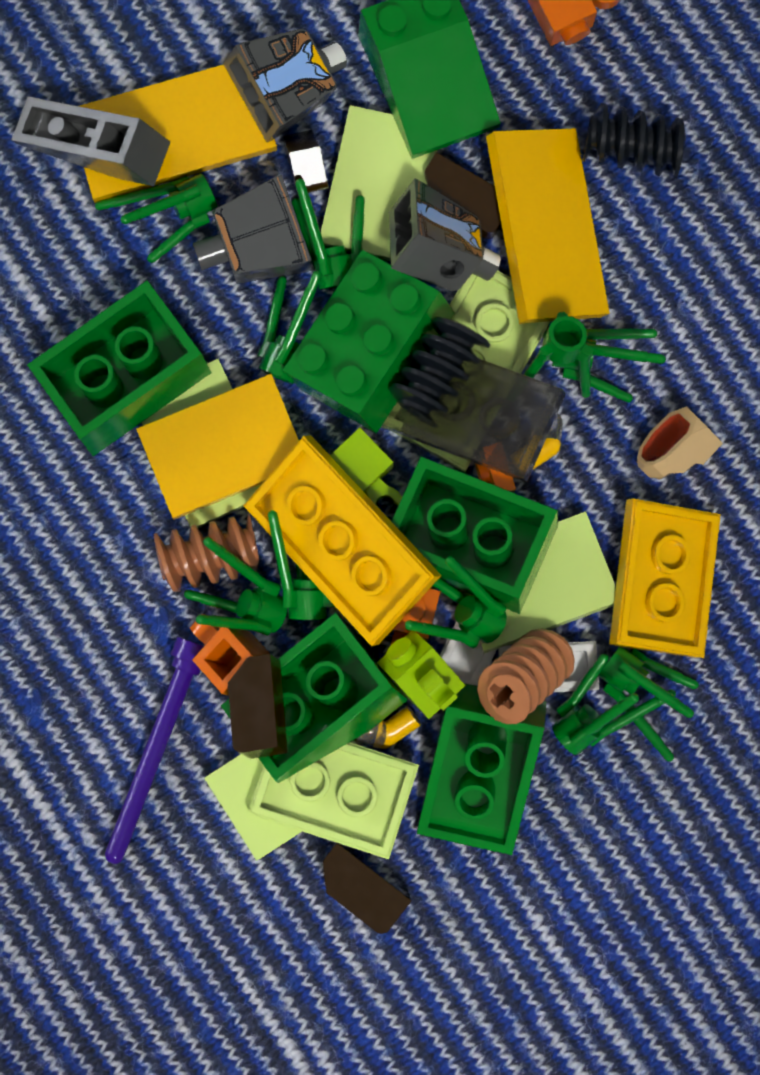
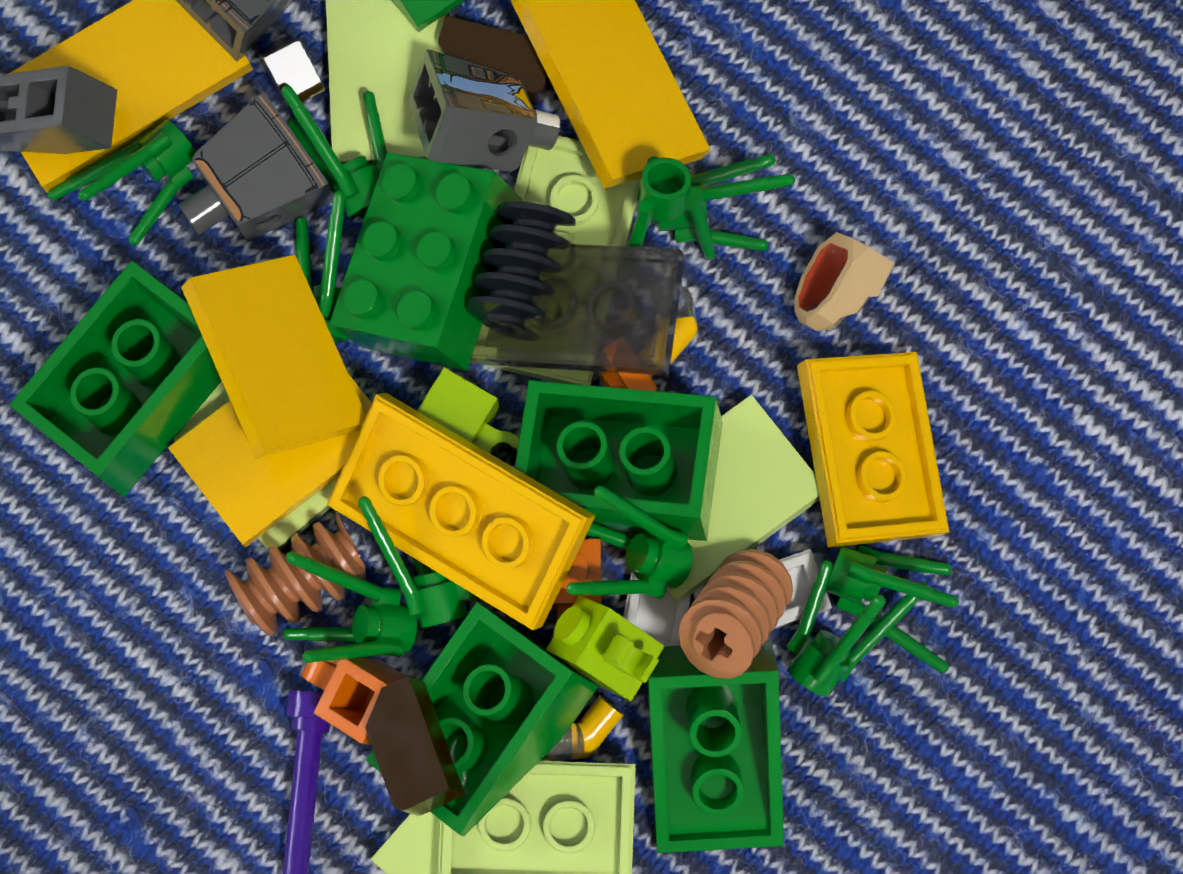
camera: 10 degrees left, 5 degrees down
(236, 384) = (274, 355): none -> yellow tile

